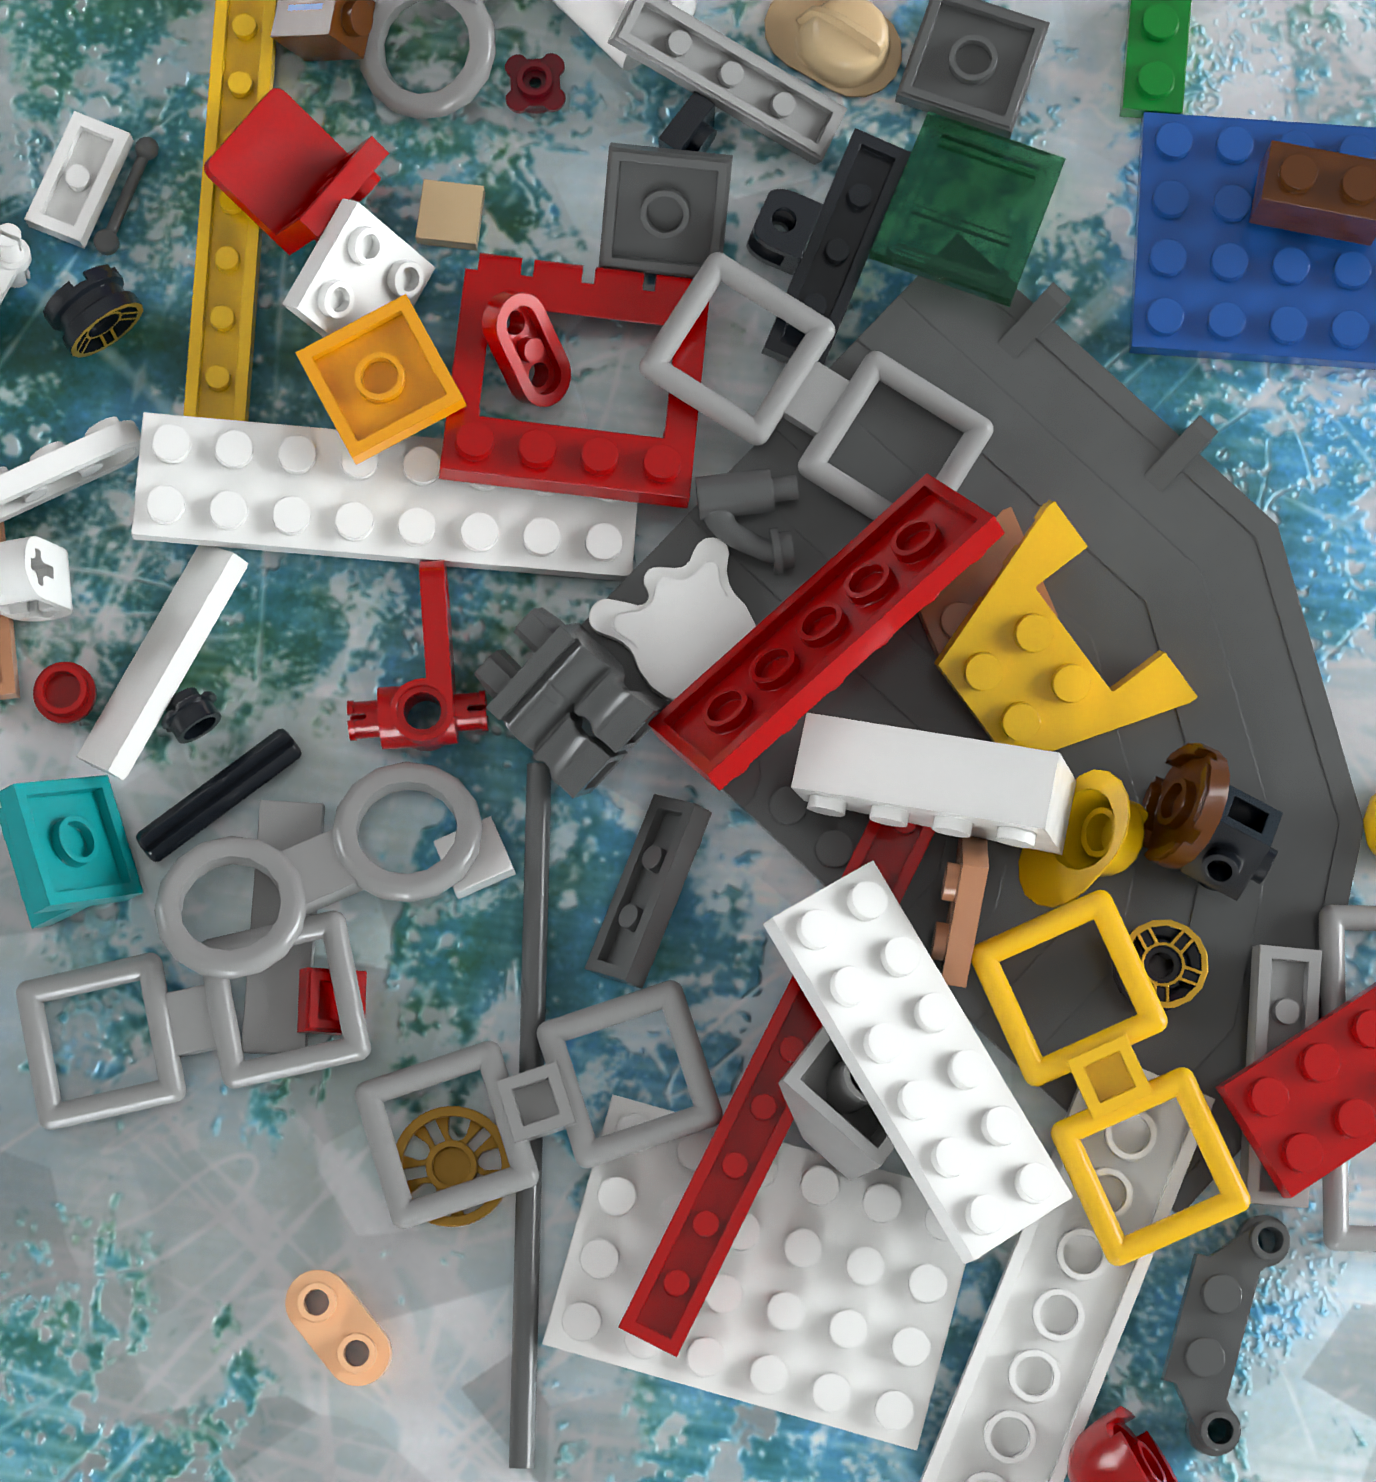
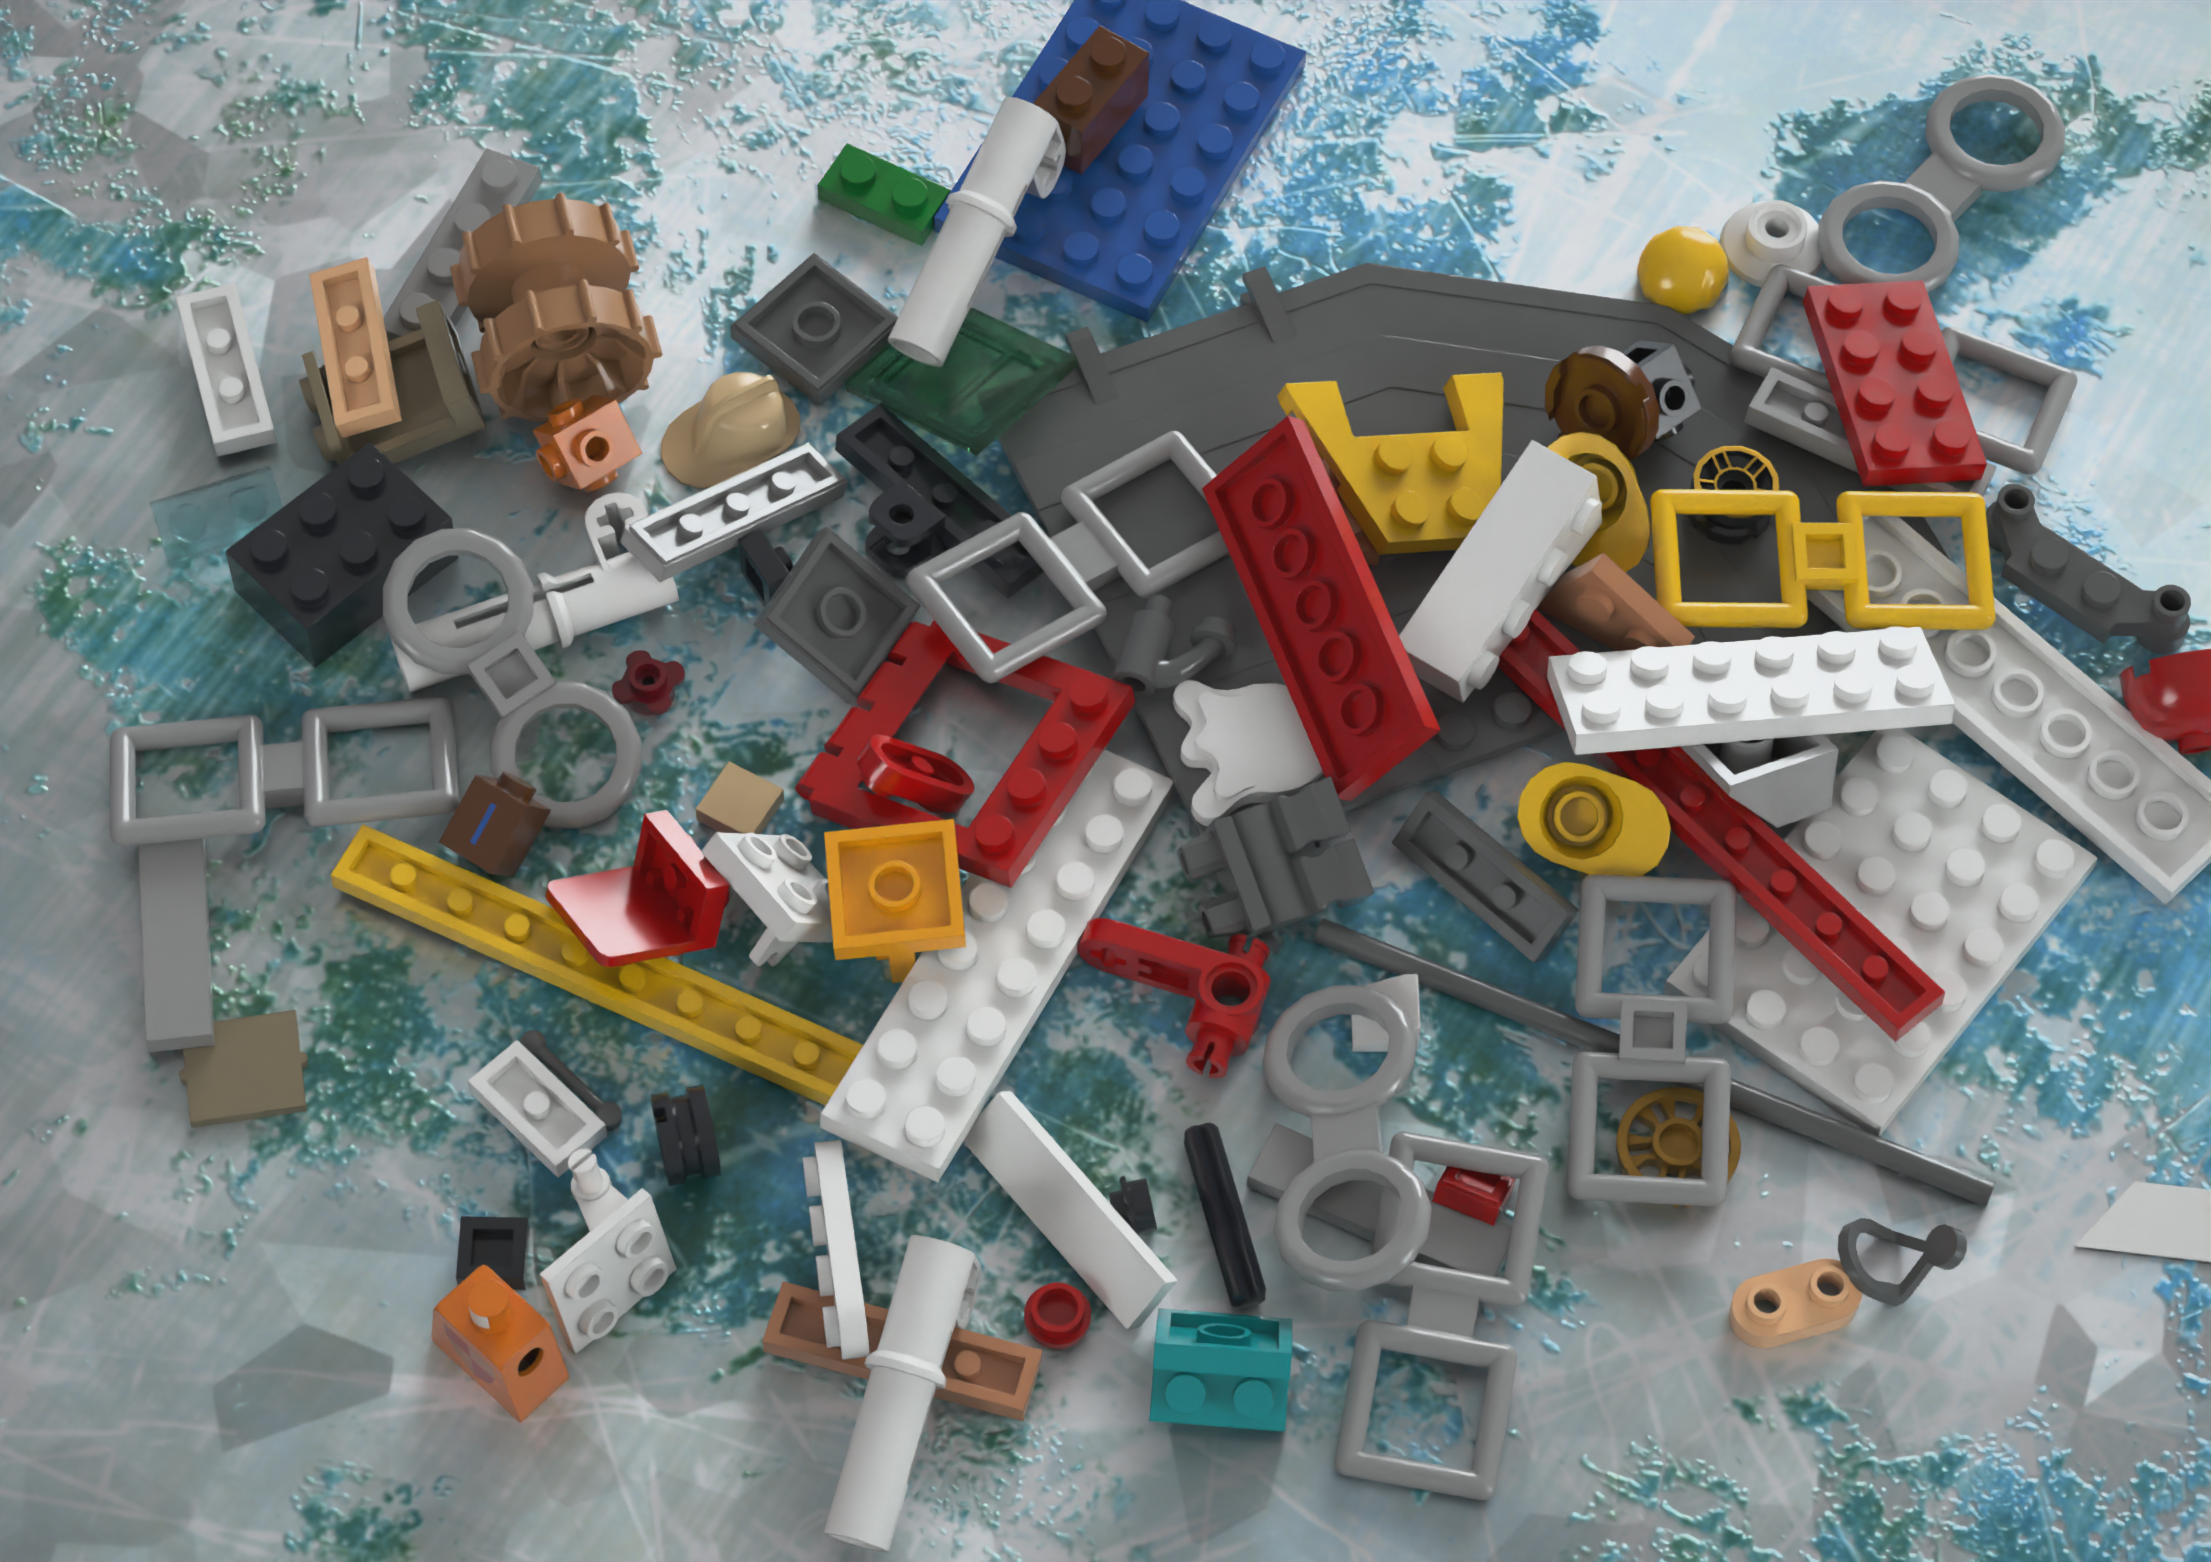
camera: 70 degrees left, 20 degrees down
(429, 1443) = (1943, 1248): none -> dark grey piece
(733, 968) = (1593, 820): none -> yellow piece
(1208, 148) = (1017, 157): none -> white piece

